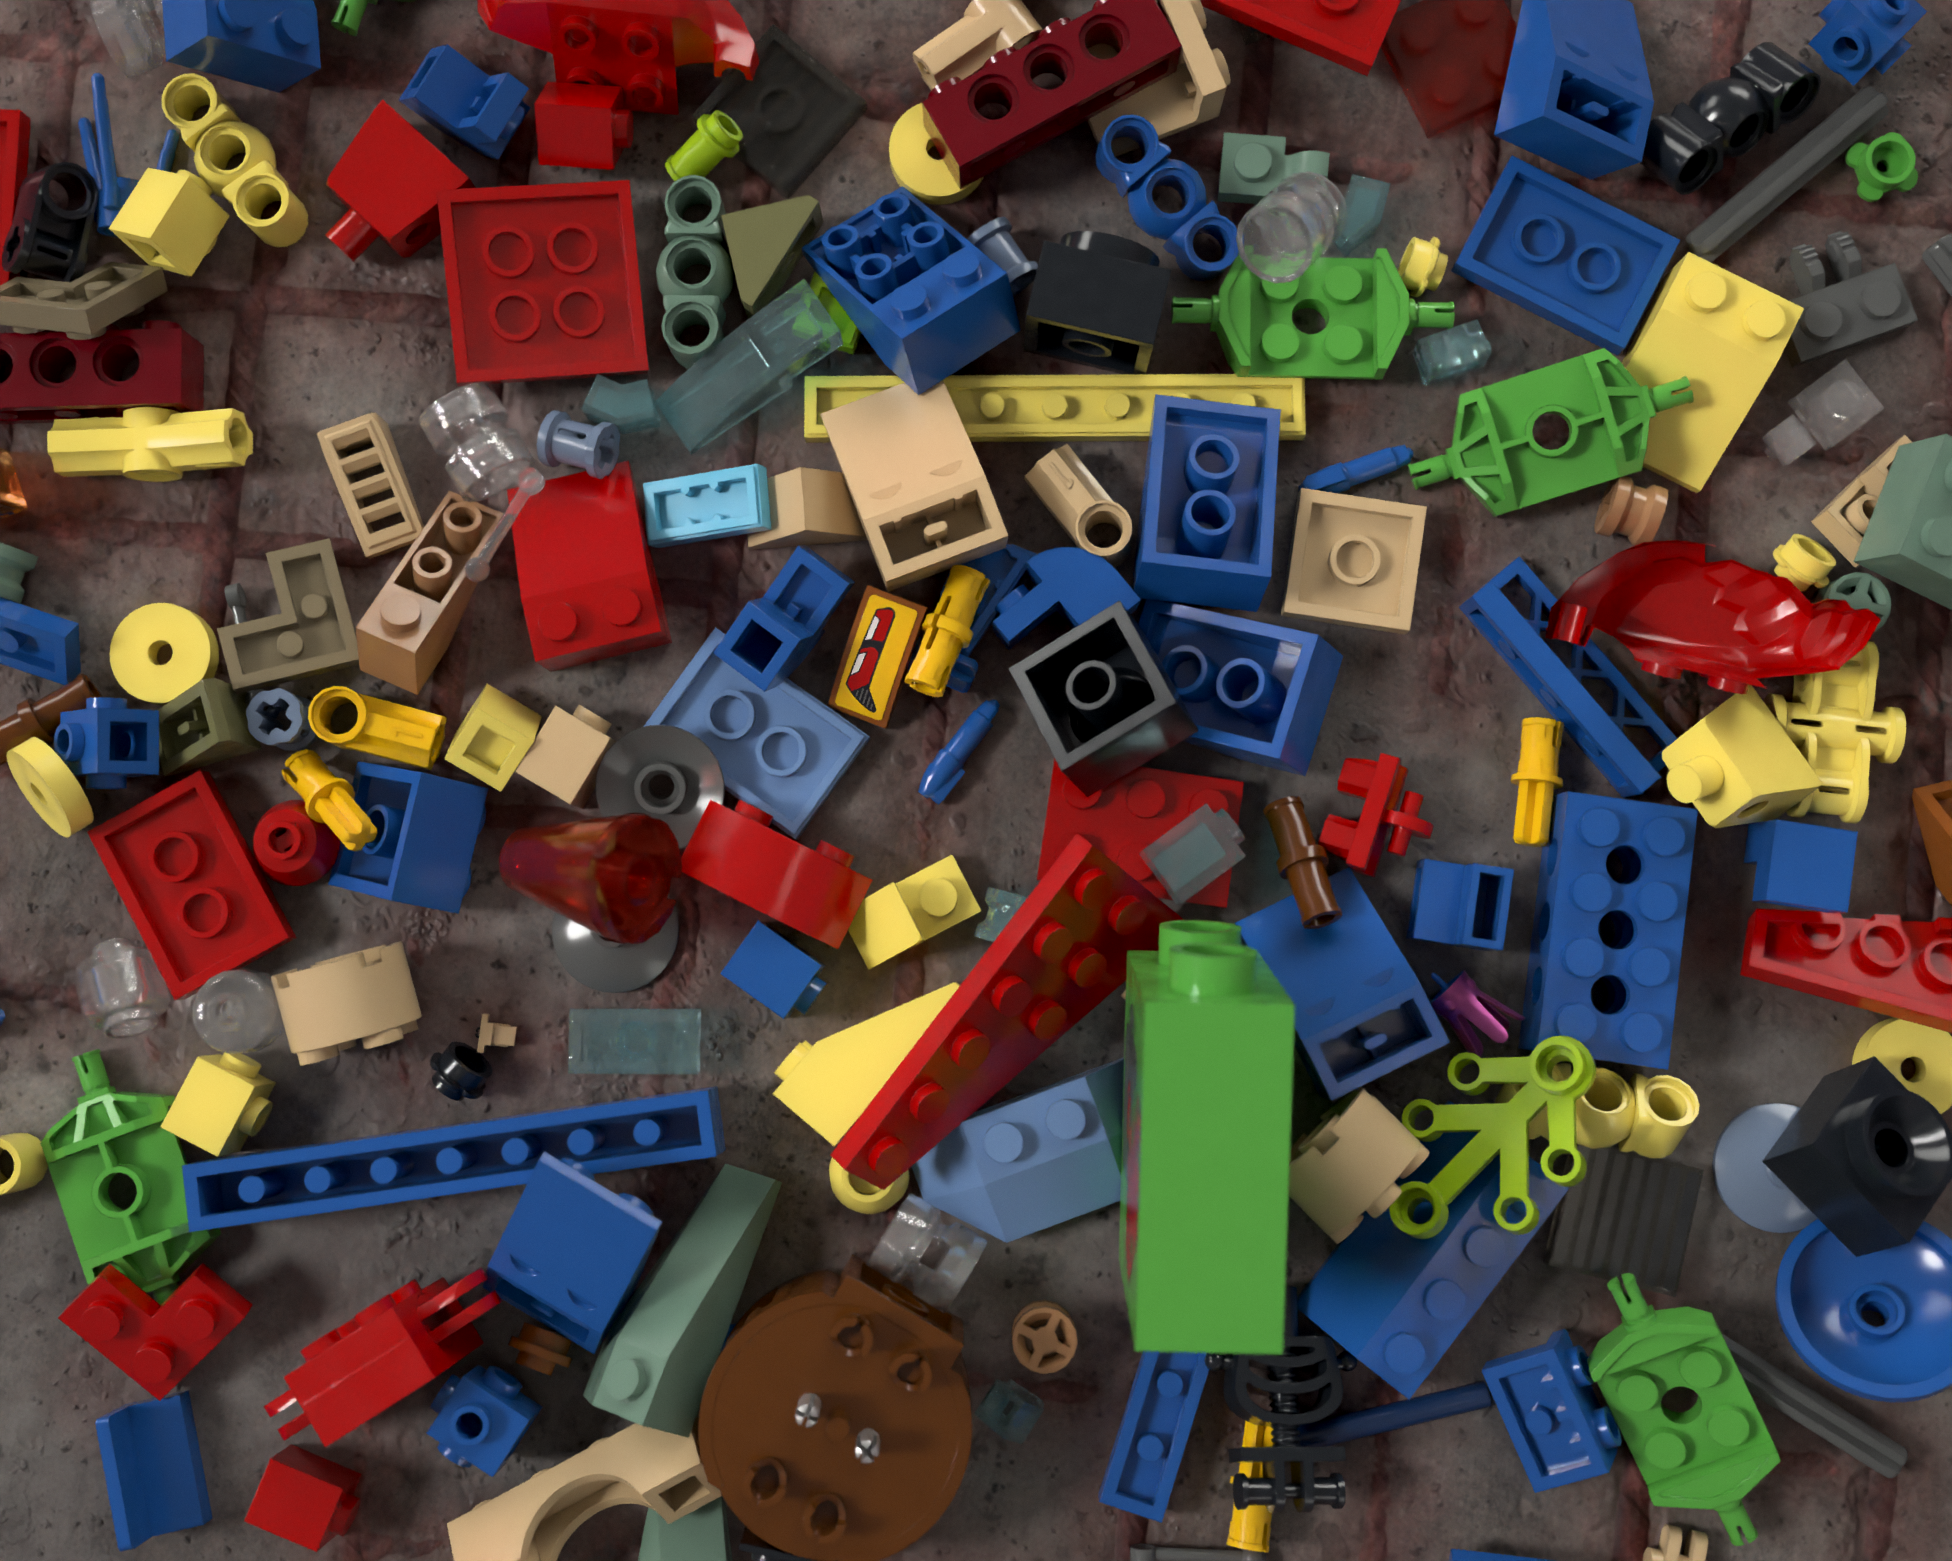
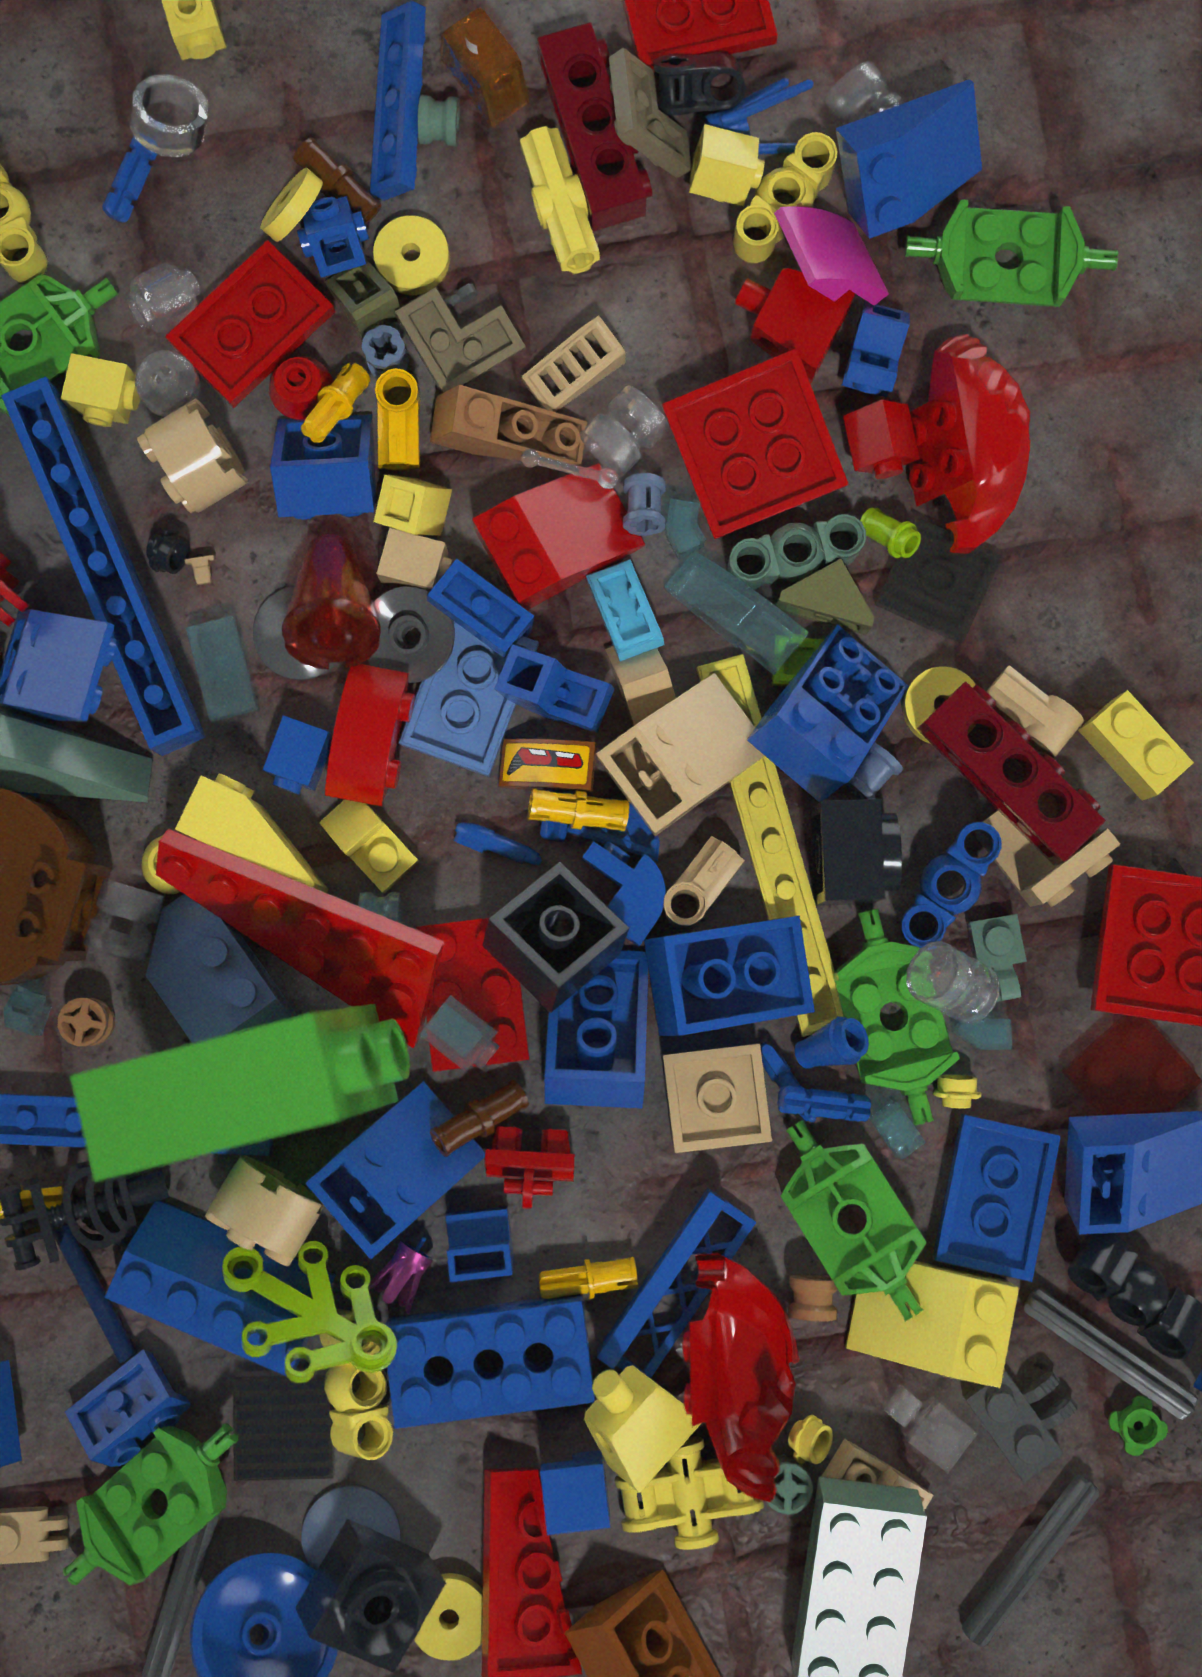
camera: 70 degrees right, 0 degrees up
(326, 117) = (831, 253): none -> dark pink slope
(653, 683) = (480, 608): none -> blue panel
(1328, 395) = (836, 1043): none -> blue cone
(1396, 430) = (824, 1103): none -> blue axle

